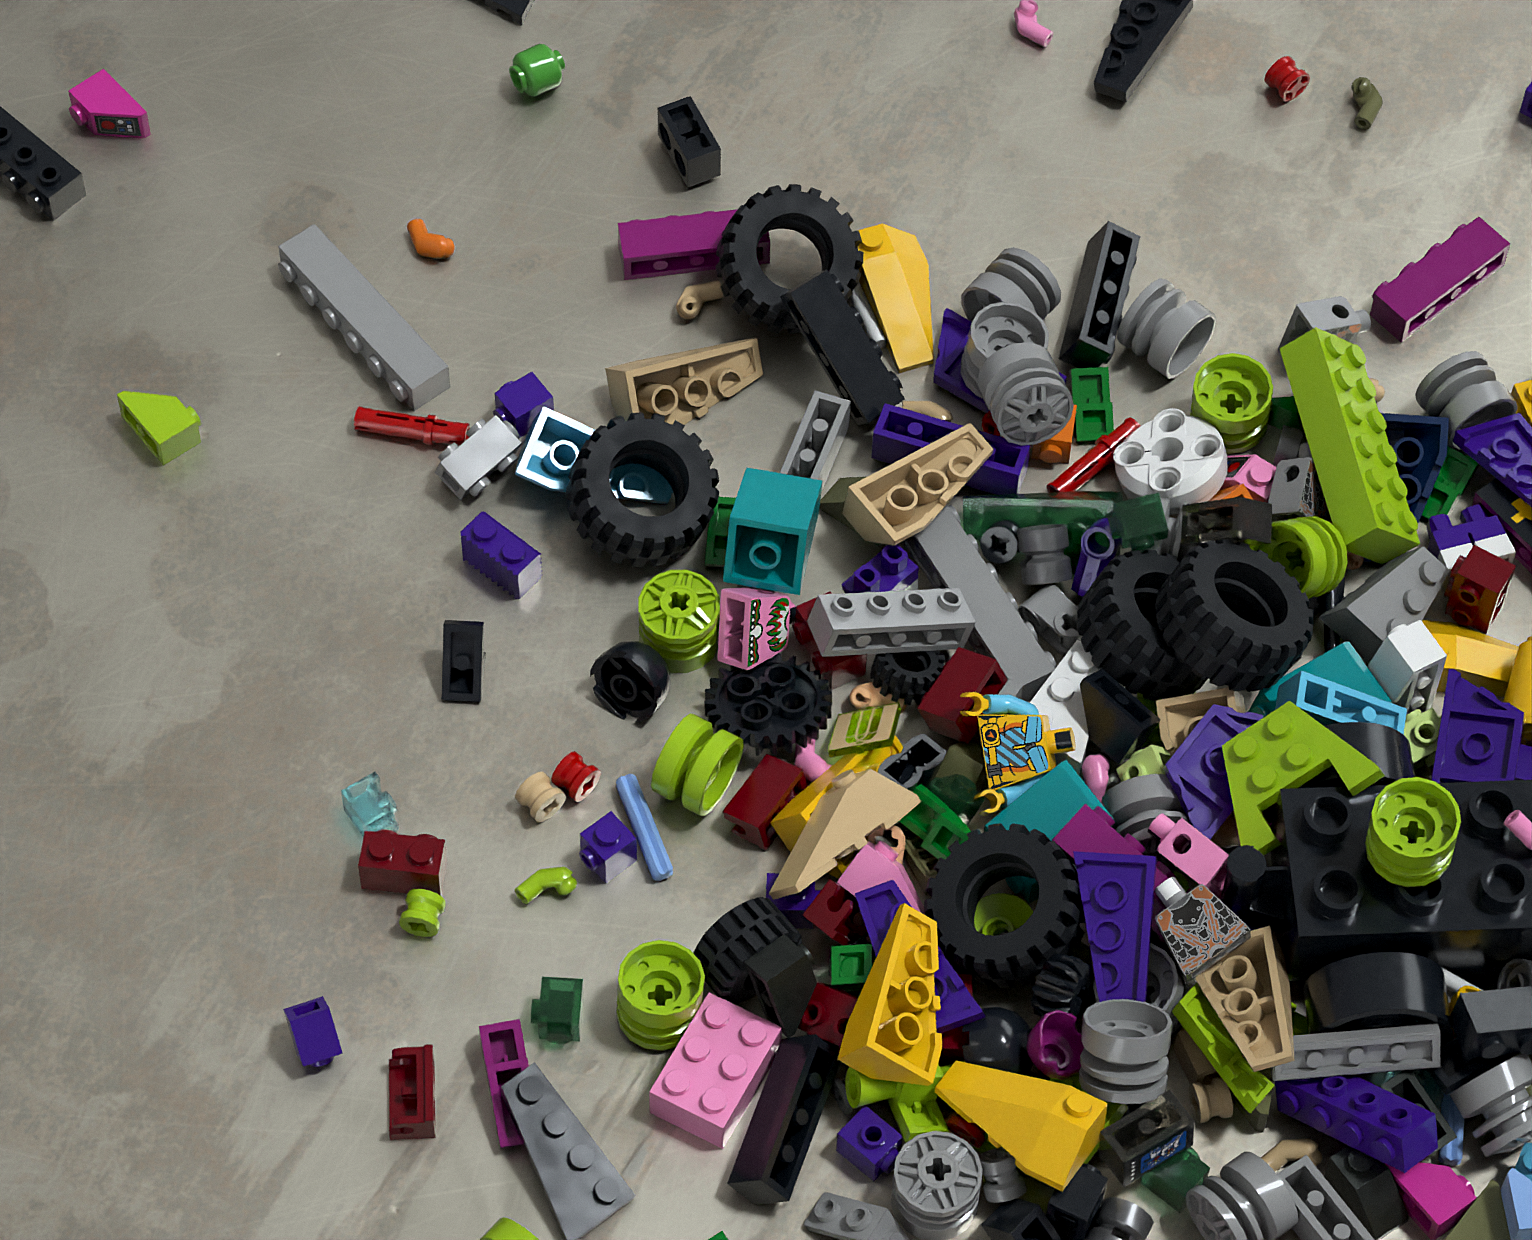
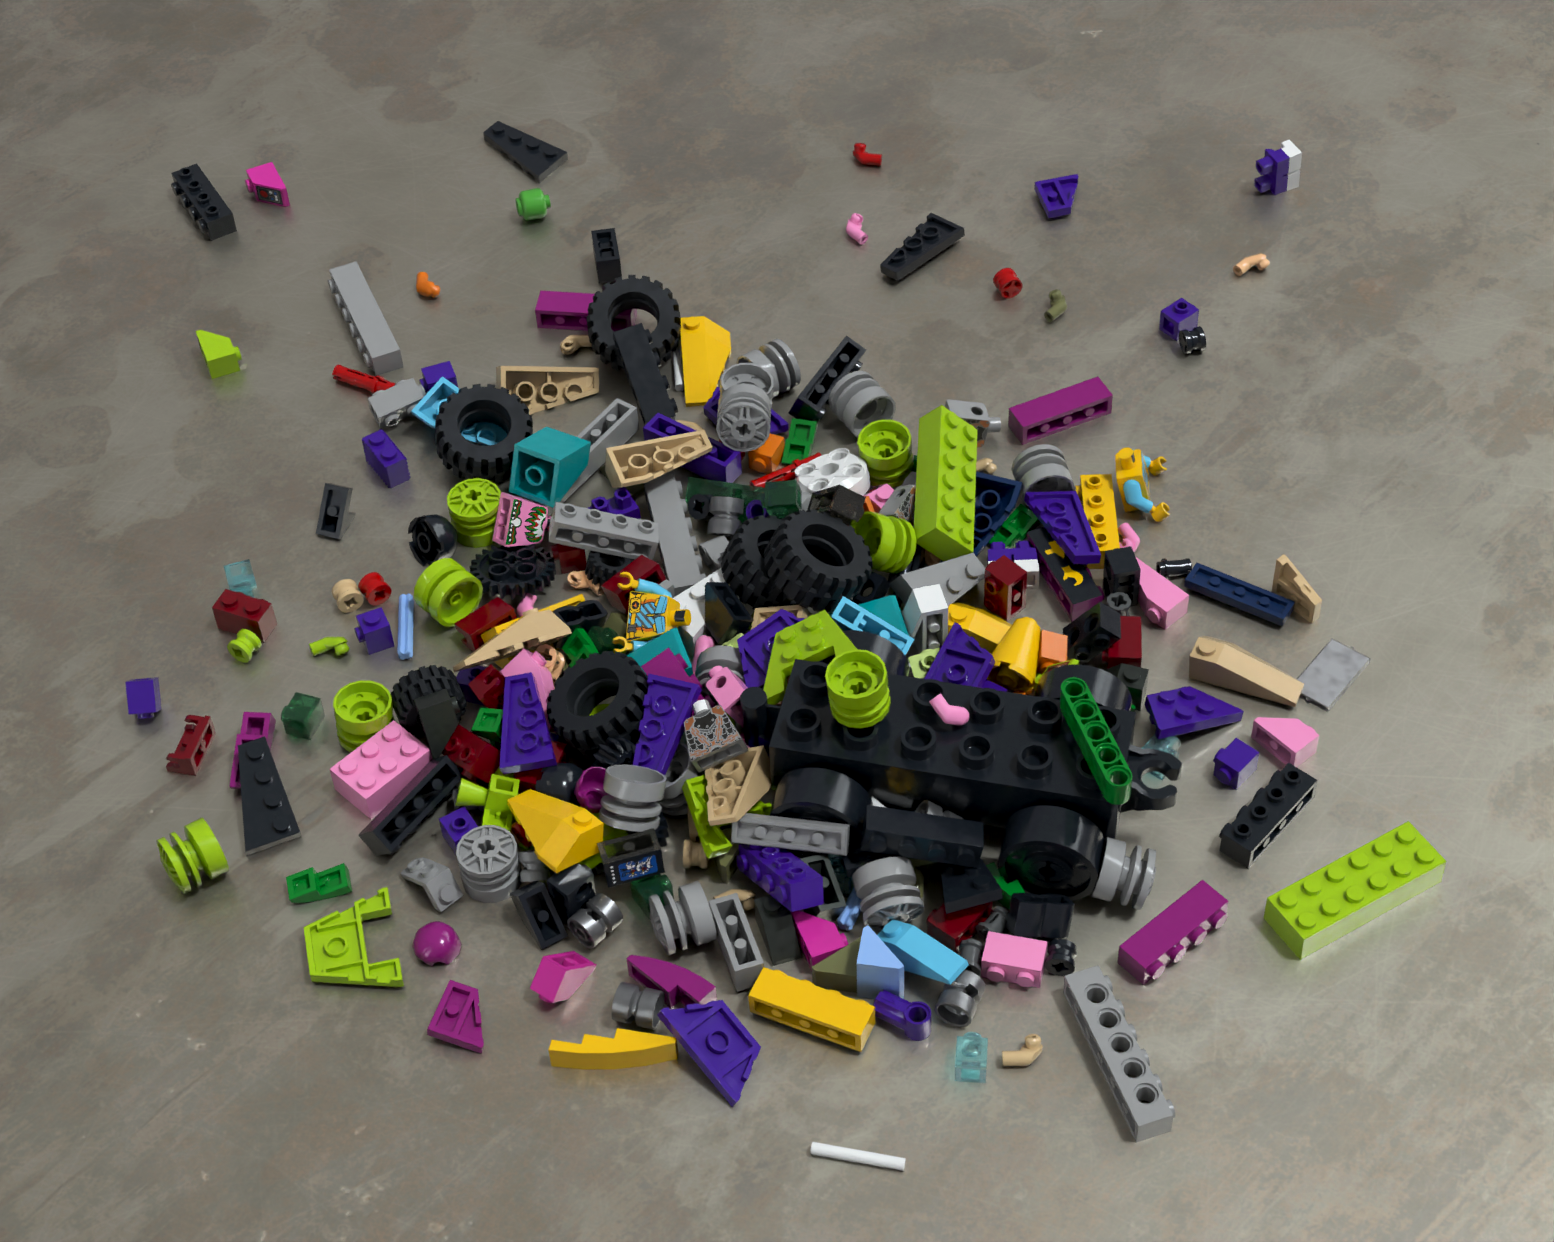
camera: 20 degrees right, 10 degrees down
(864, 730) = (565, 595): piece -> none
(895, 1016) = (497, 750): yellow wedge -> none

